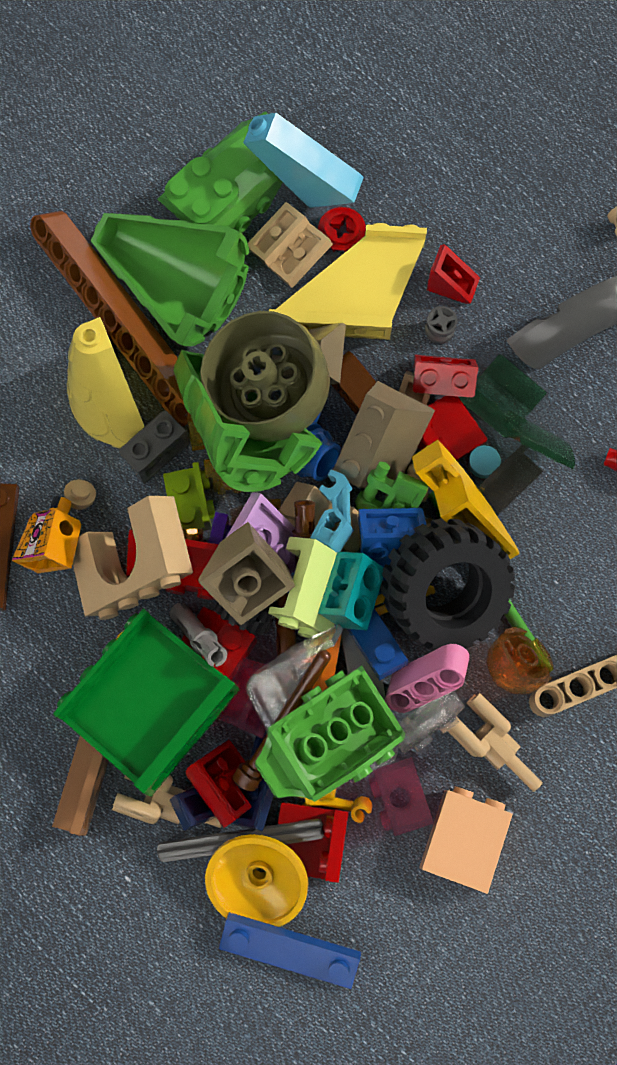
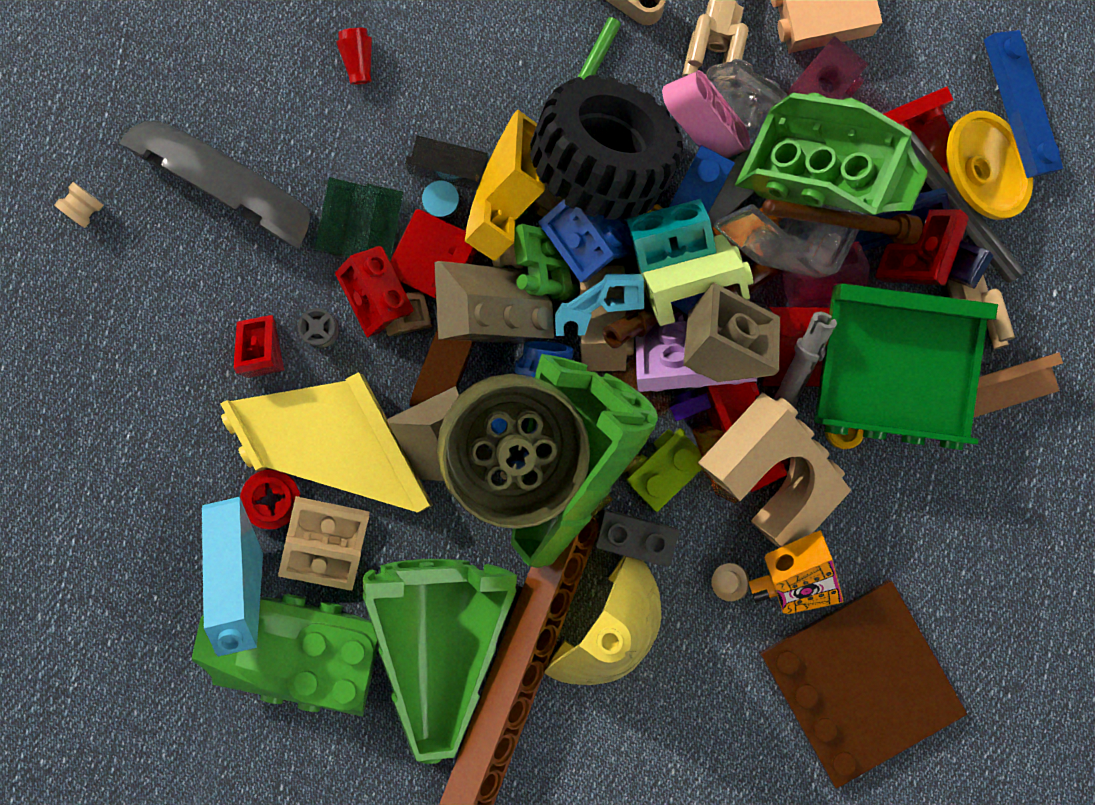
camera: 120 degrees left, 10 degrees up
(518, 662) = (631, 44): clear orange cylinder -> none
(540, 440) = (392, 148): clear green slope -> none

